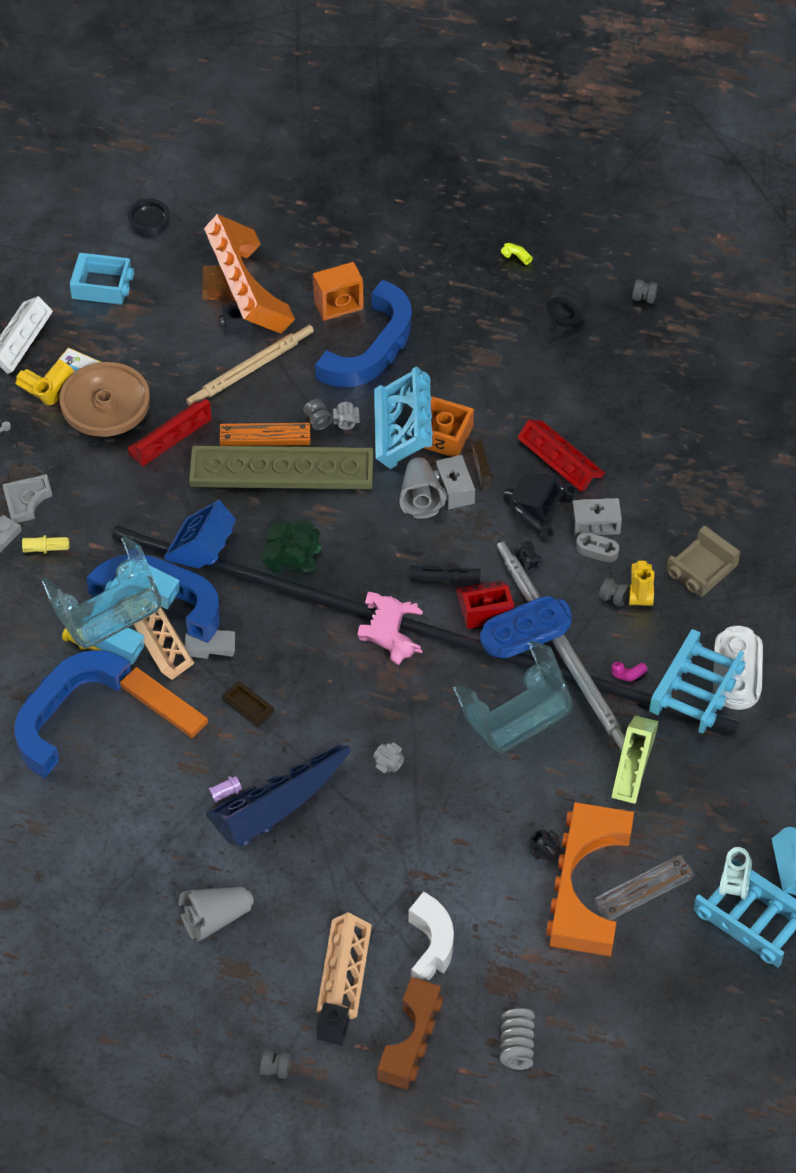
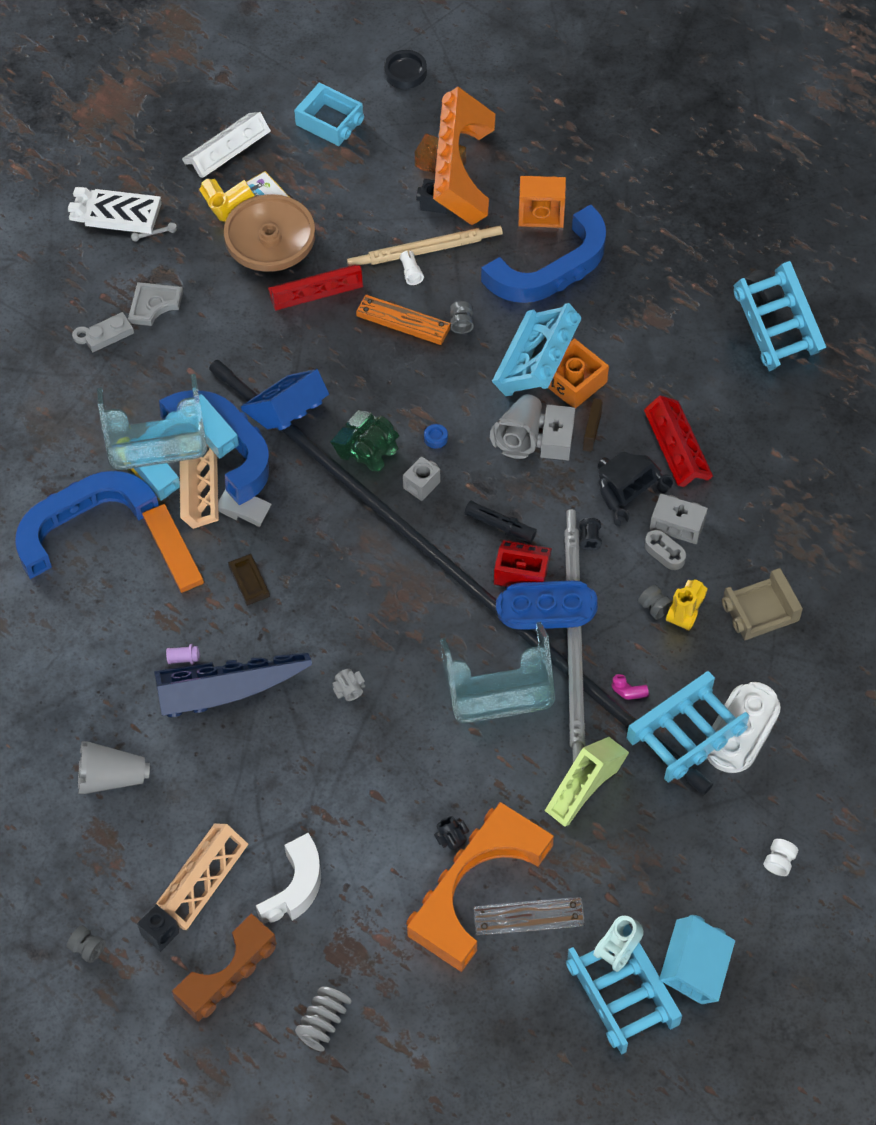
camera: 25 degrees right, 5 degrees up
(45, 544) = (145, 353): light yellow axle -> none
(251, 390) = (412, 271): none -> white pin
(281, 467) = (401, 358): olive plate -> none
(346, 415) = (487, 328): light grey gear -> none
(348, 523) = (435, 436): none -> blue tile
(357, 562) = (419, 486): none -> light grey brick
(386, 625) = (414, 552): bright pink animal -> none
(519, 251) = (743, 220): neon yellow arm -> none
(608, 305) = (794, 299): none -> medium azure fence
(645, 291) = (848, 304): dark grey wheel -> none

